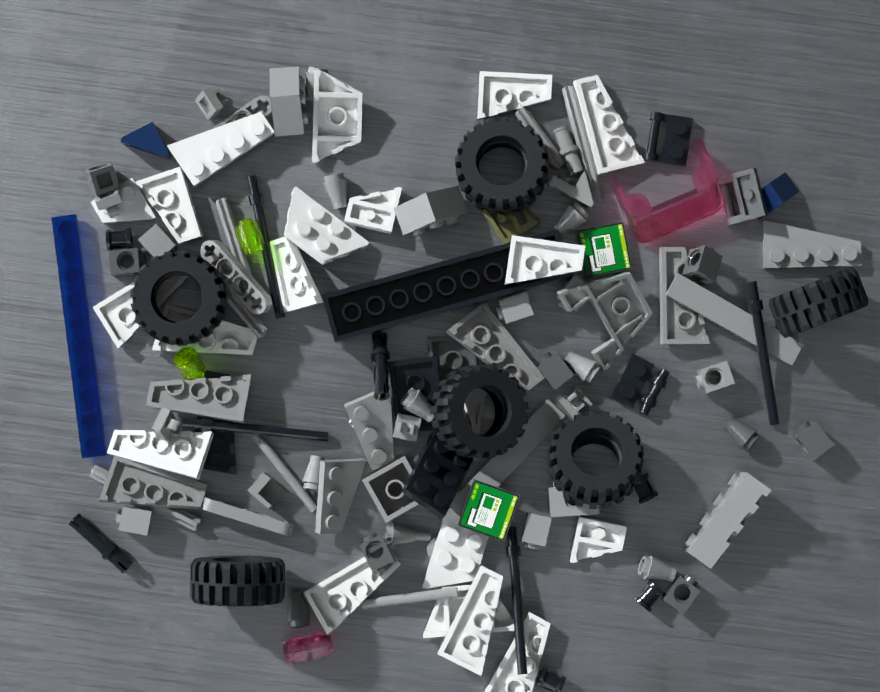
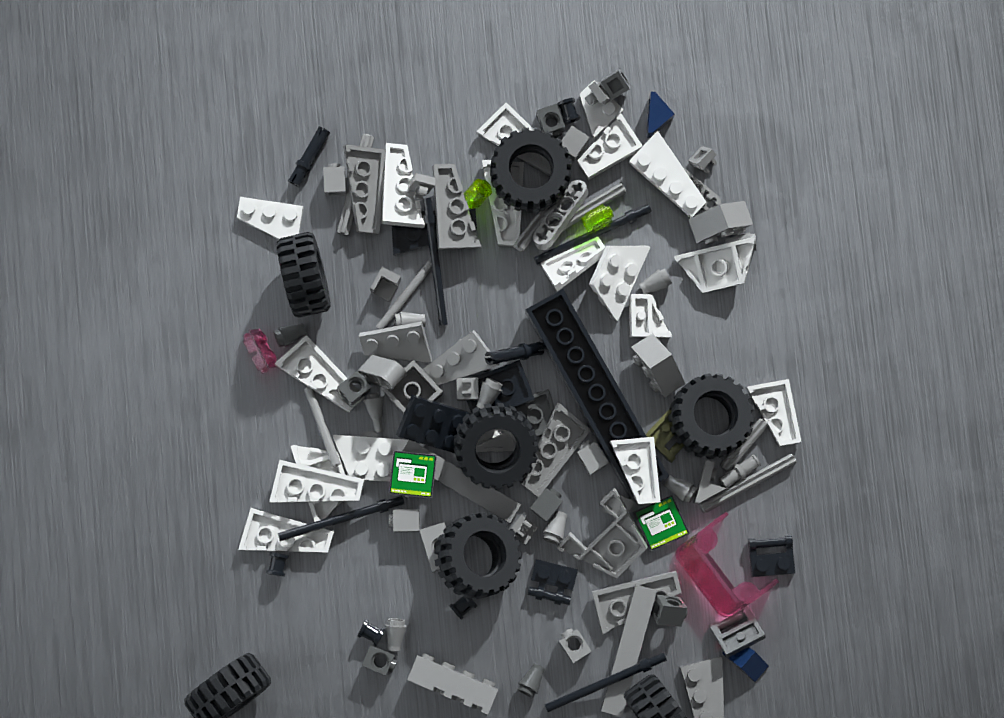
camera: 75 degrees right, 5 degrees down
(79, 336) = (478, 97): clear blue plate -> none
(160, 600) = (271, 217): none -> white wing
(248, 516) = (359, 273): light grey beam -> none
(367, 517) = (382, 371): none -> light grey beam
(596, 537) = (411, 575): white wing -> none
(605, 130) = (762, 501): white wing -> none

